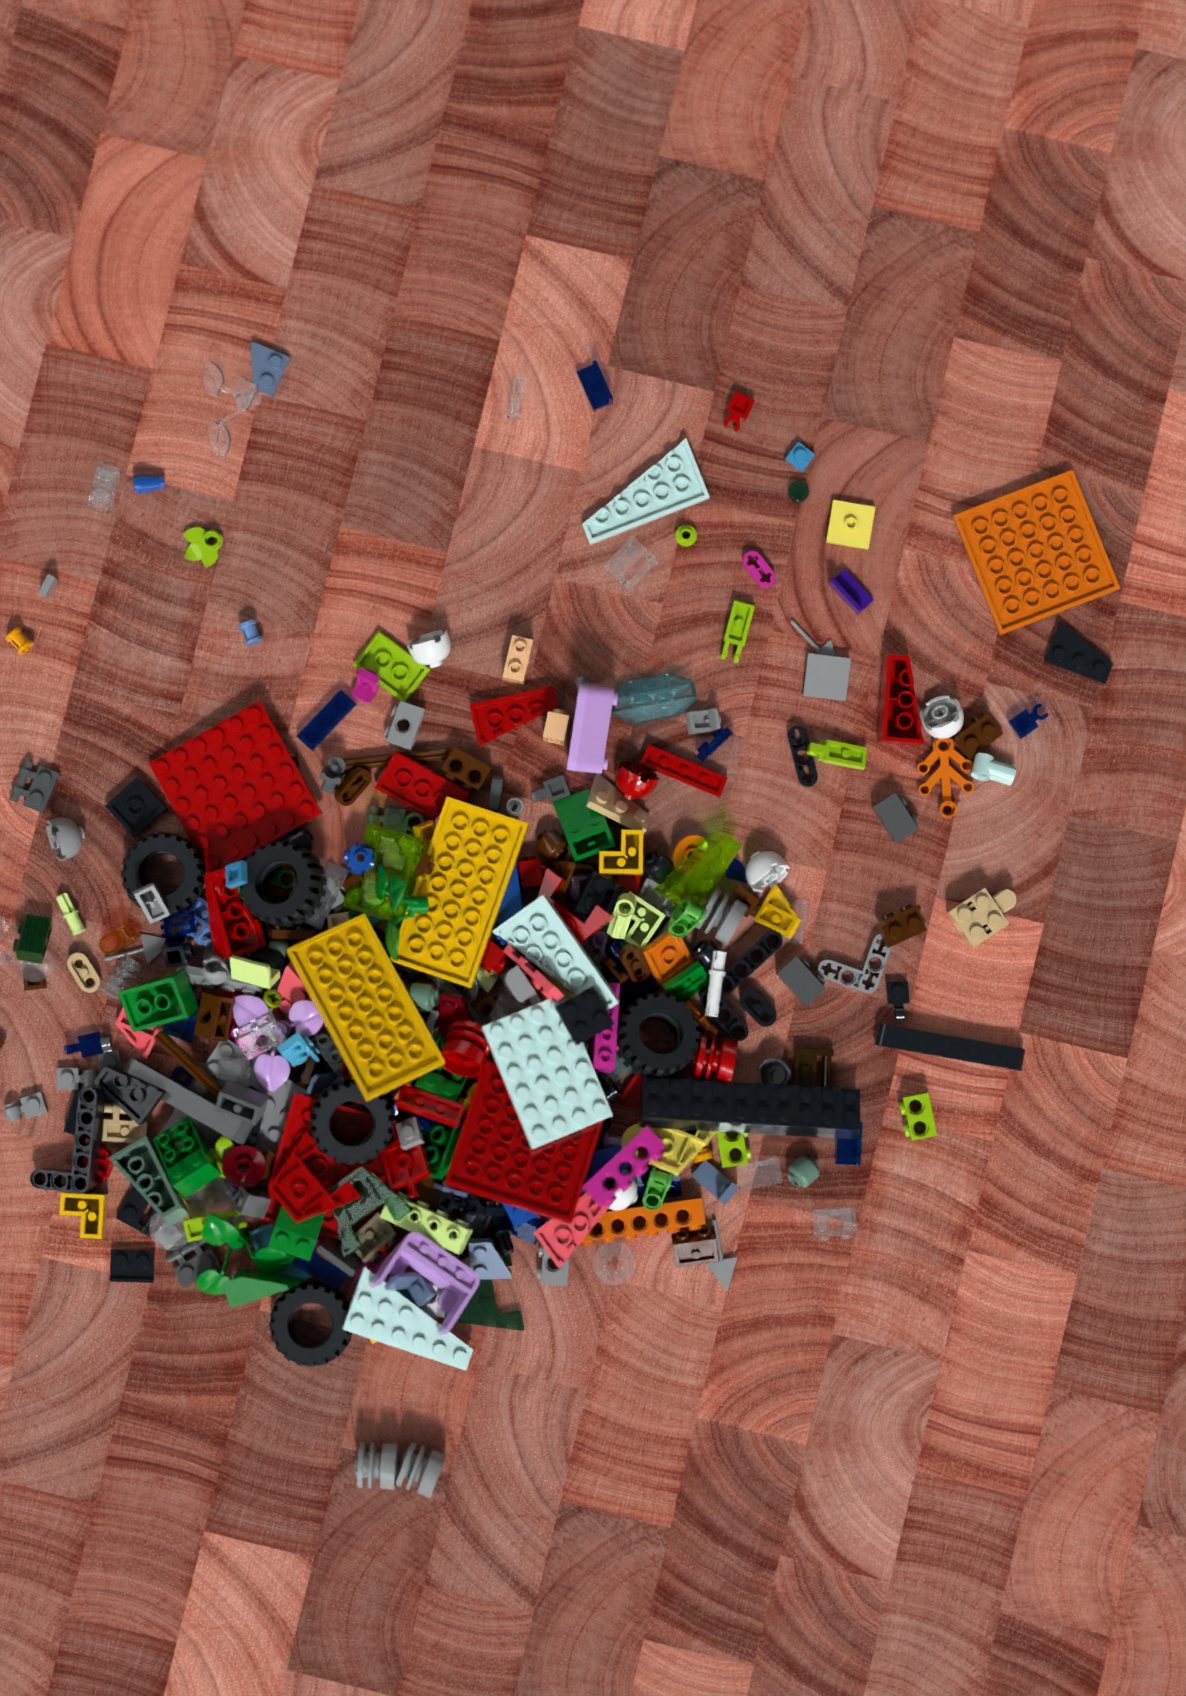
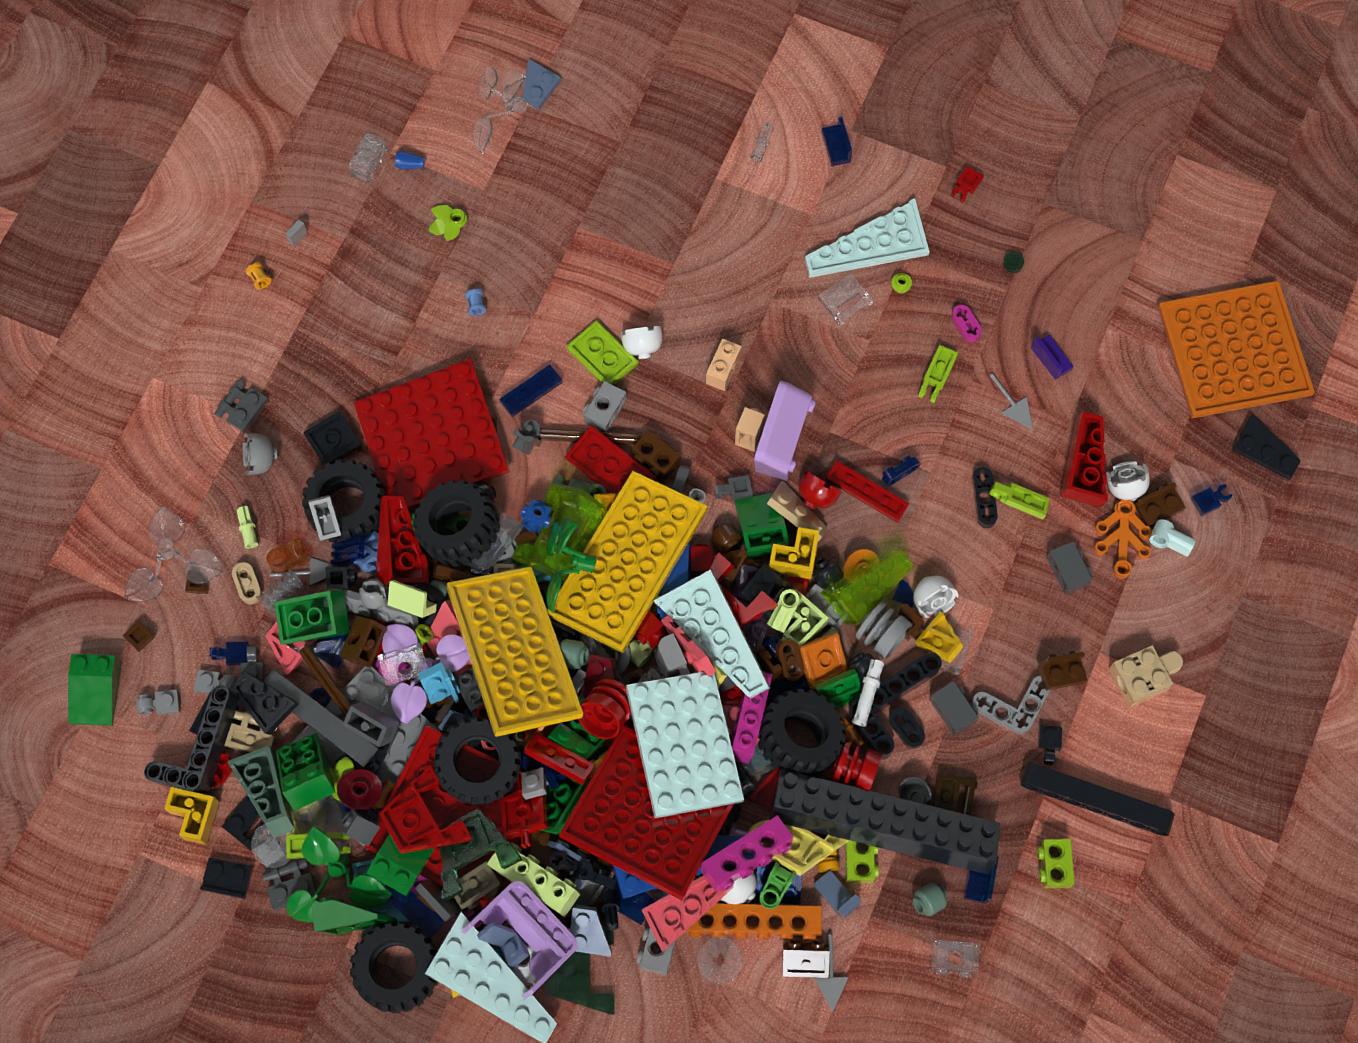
camera: 10 degrees right, 15 degrees down
(33, 938) = (204, 541): dark green brick -> none
(236, 874) = (413, 502): dark azure plate -> none
(352, 786) = (543, 453): reddish brown plate -> none
(367, 686) = (576, 364): dark pink bracket -> none
(425, 866) = (599, 527): reddish brown plate -> none
(507, 713) = (703, 412): red wing -> none
(584, 1015) = (731, 693): black plate -> none
(654, 698) = (848, 420): clear light blue wedge -> none
(685, 918) = (851, 618): bright green piece -> none
(703, 721) = (892, 449): light grey bracket -> none
(759, 1174) = (884, 894): clear panel -> none
(800, 457) = (1019, 232): dark azure plate -> none
(826, 677) = (1018, 428): light grey tile -> none
(850, 524) = (1059, 298): light yellow plate -> none

